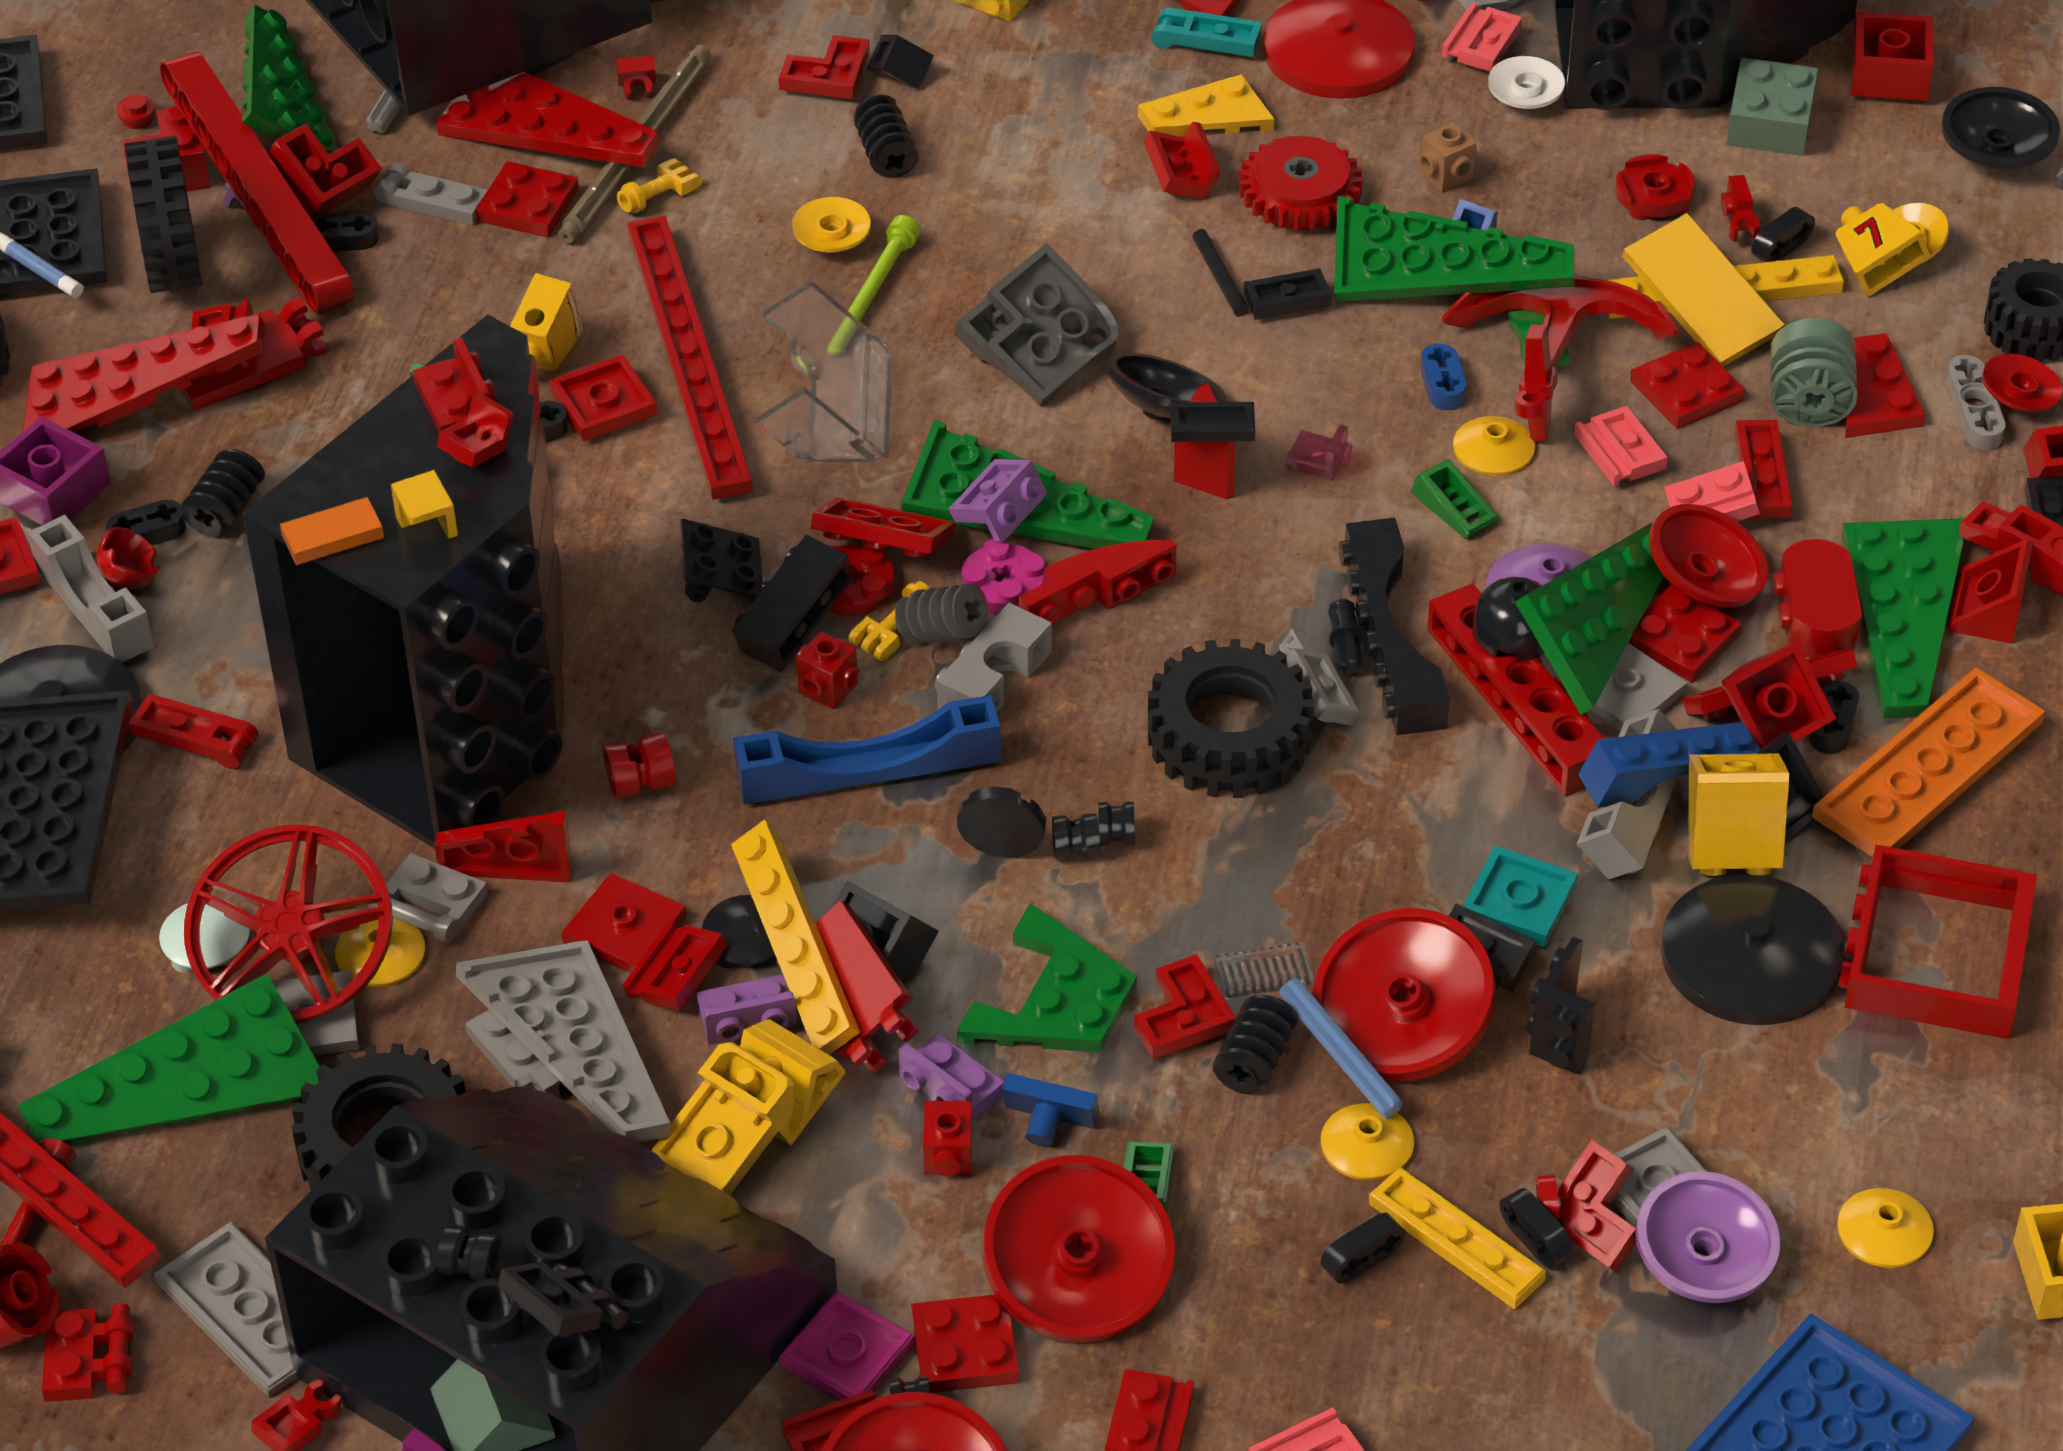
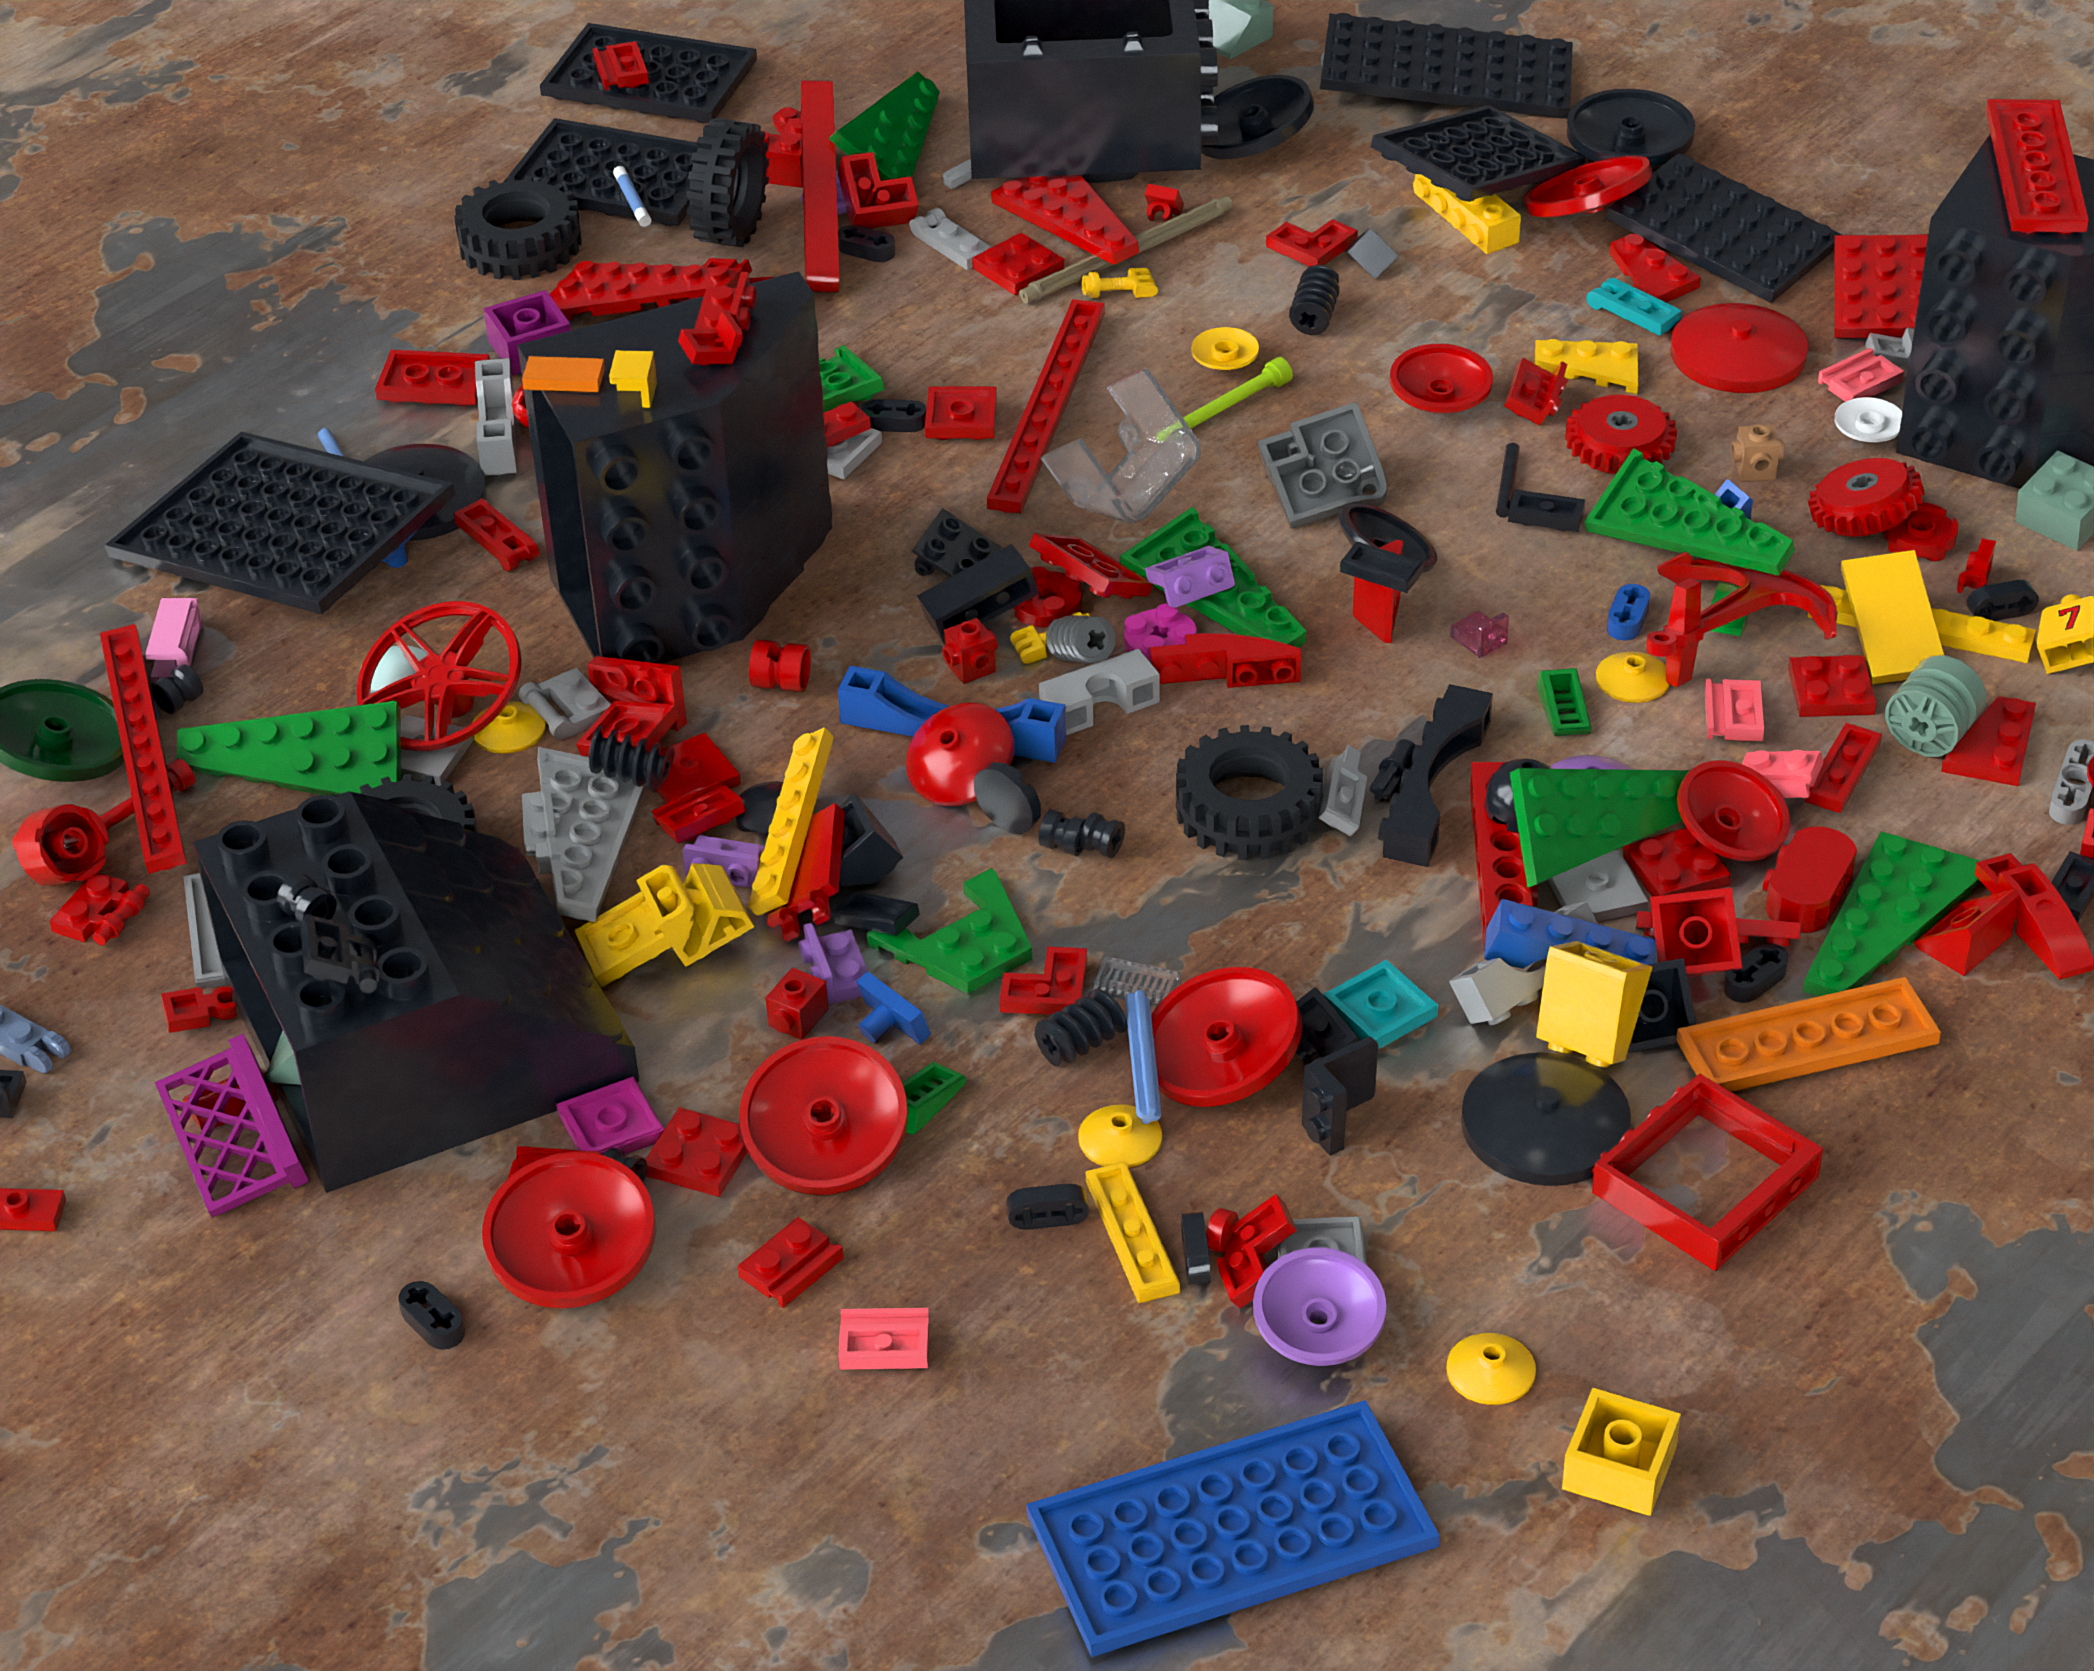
camera: 30 degrees right, 5 degrees down
(530, 904) = (636, 718): none -> red plate
(549, 320) = (951, 348): yellow torso -> none
(576, 935) = (628, 760): none -> black piece
(913, 817) = (947, 771): none -> red dish
(954, 1003) = (876, 913): none -> black tile
(1086, 182) = (1441, 378): none -> red dish
(1589, 169) = (1866, 497): none -> red gear

